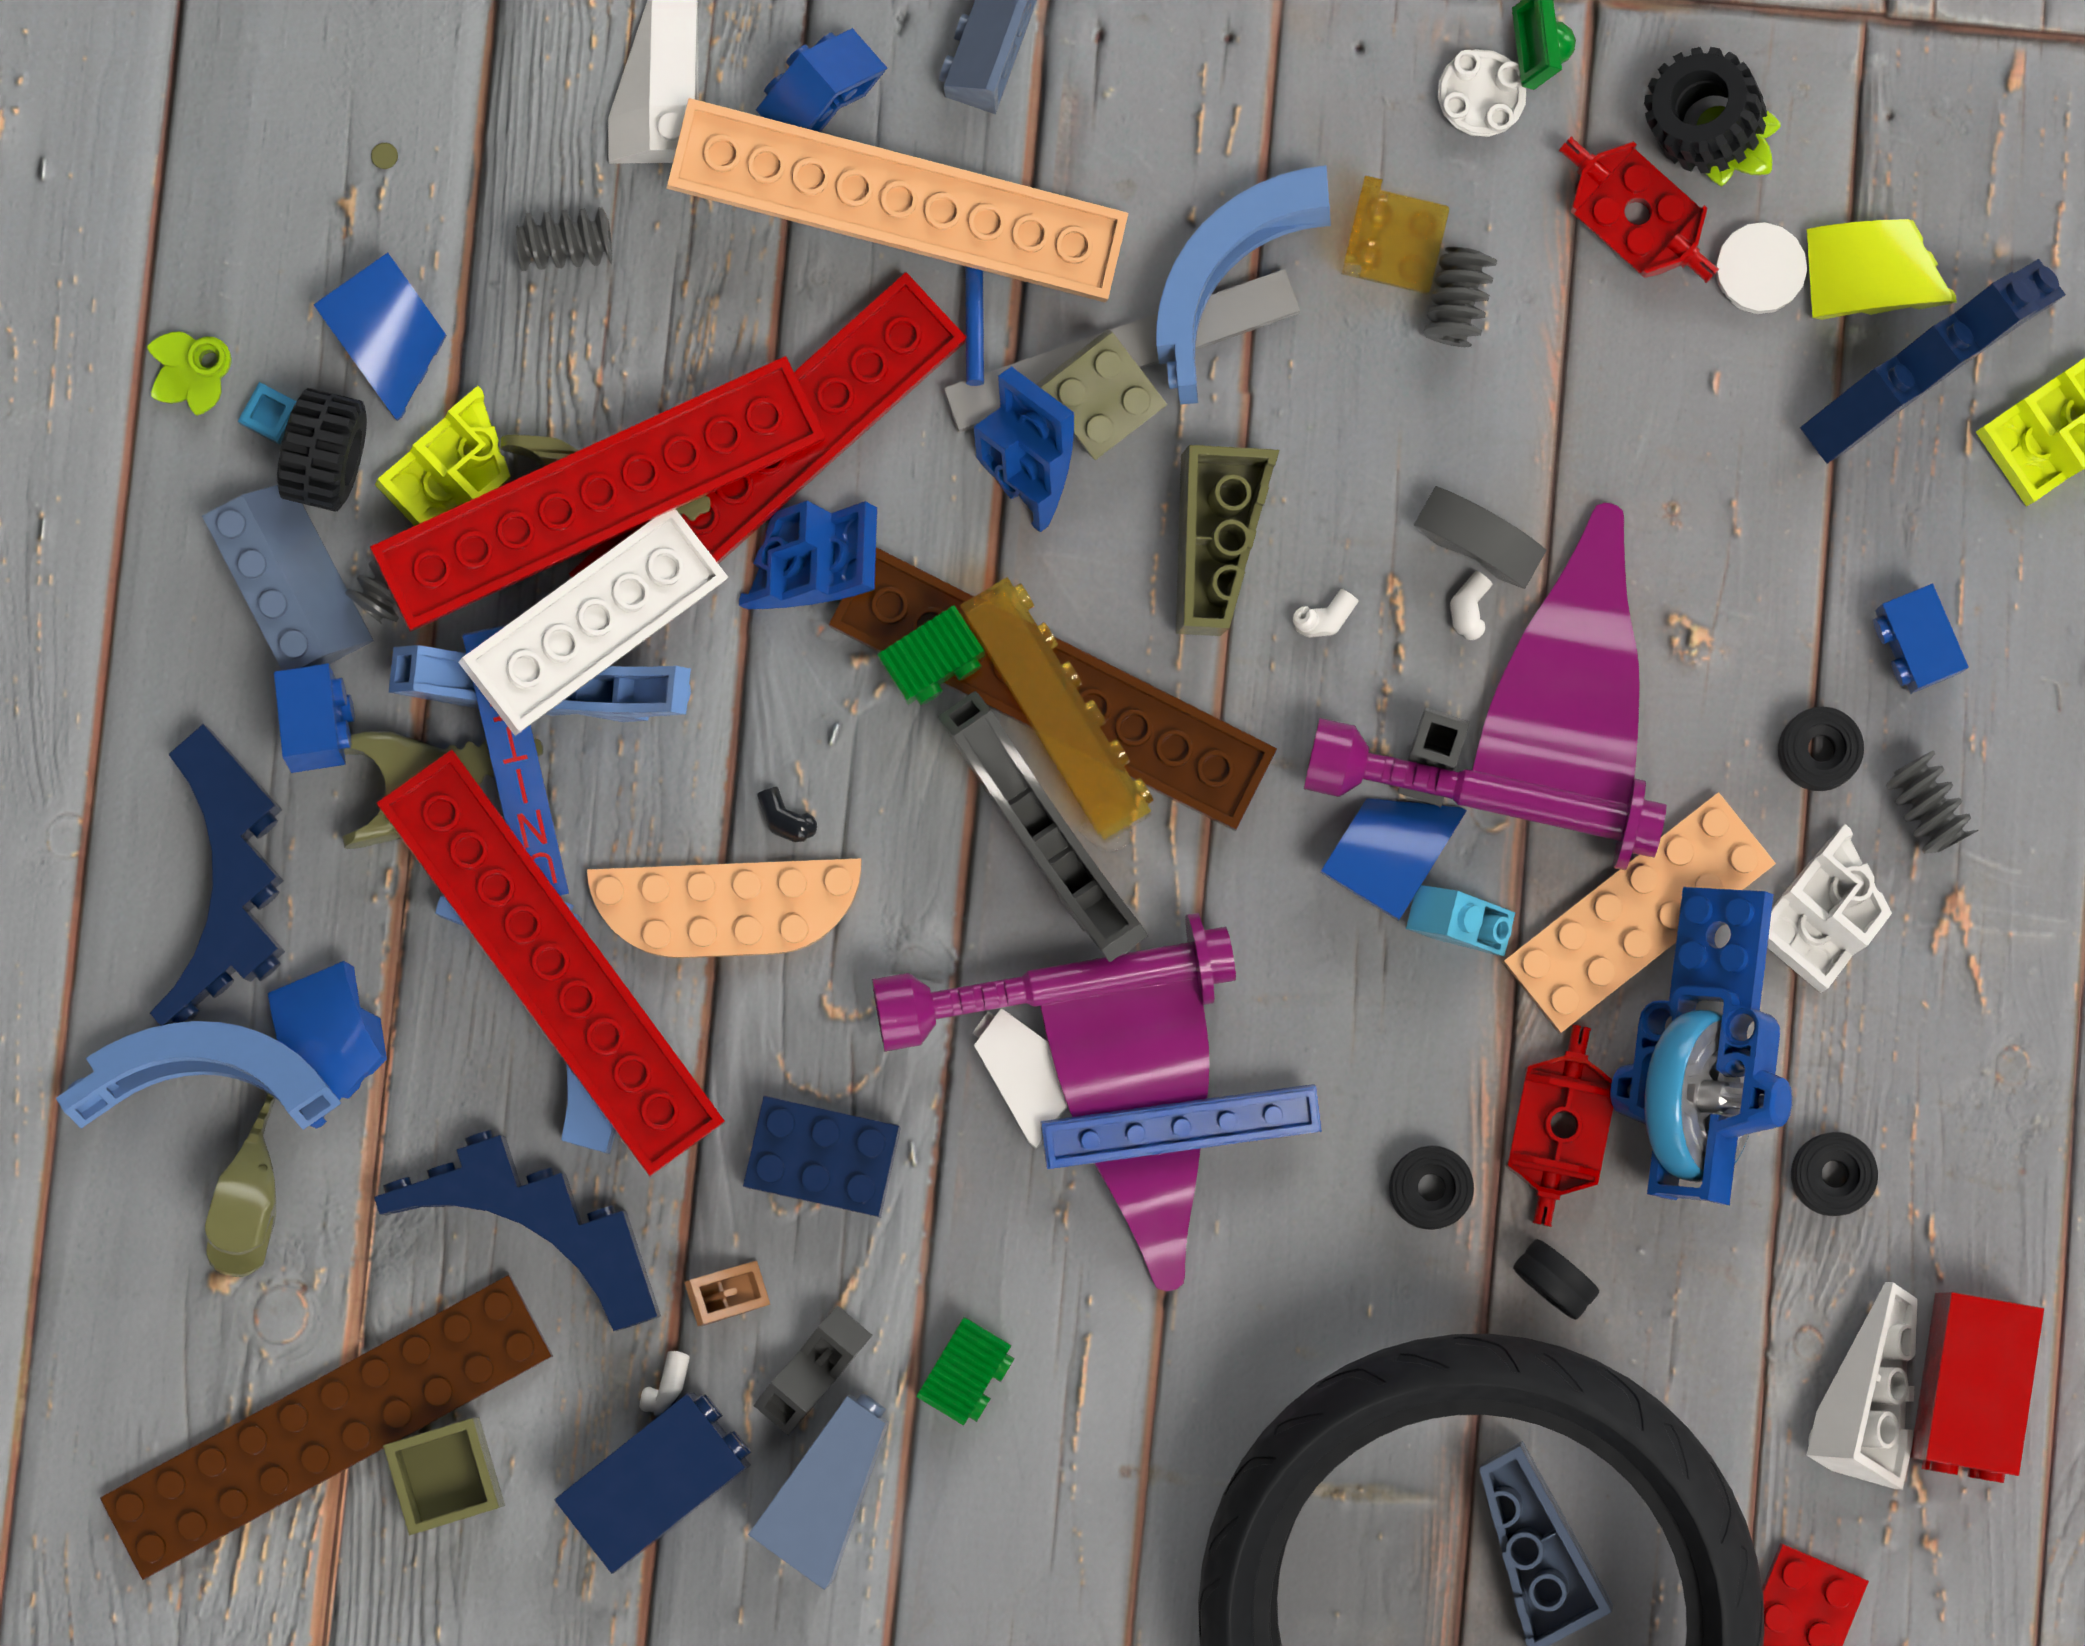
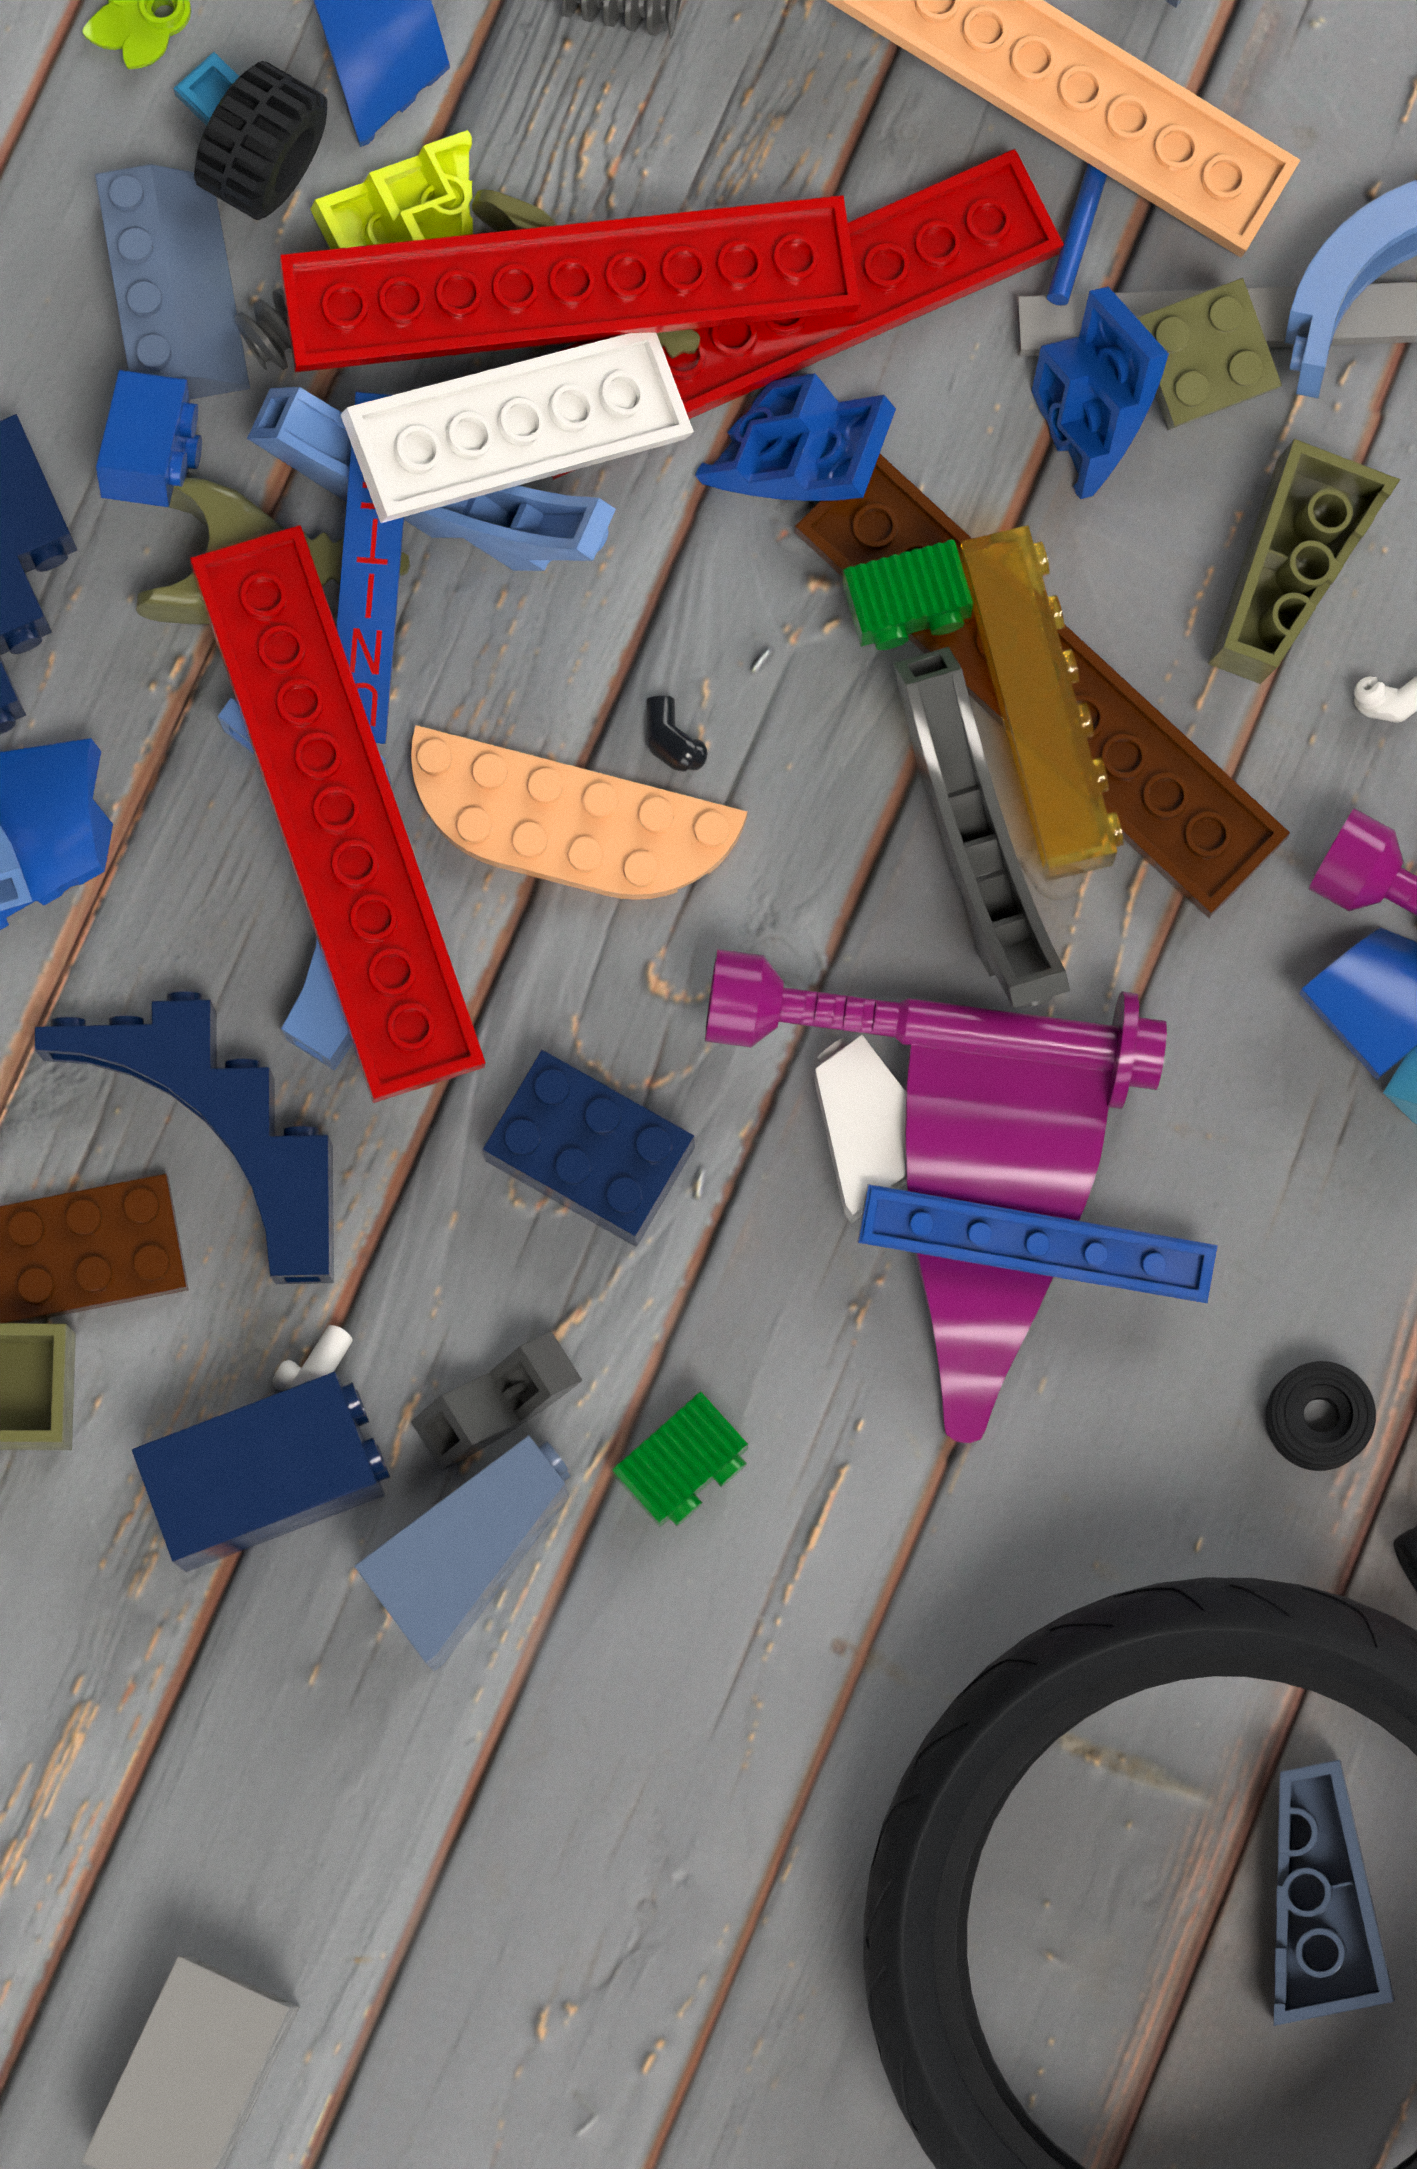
camera: 15 degrees right, 5 degrees down
(727, 1293) = (421, 1276): medium nougat slope -> none

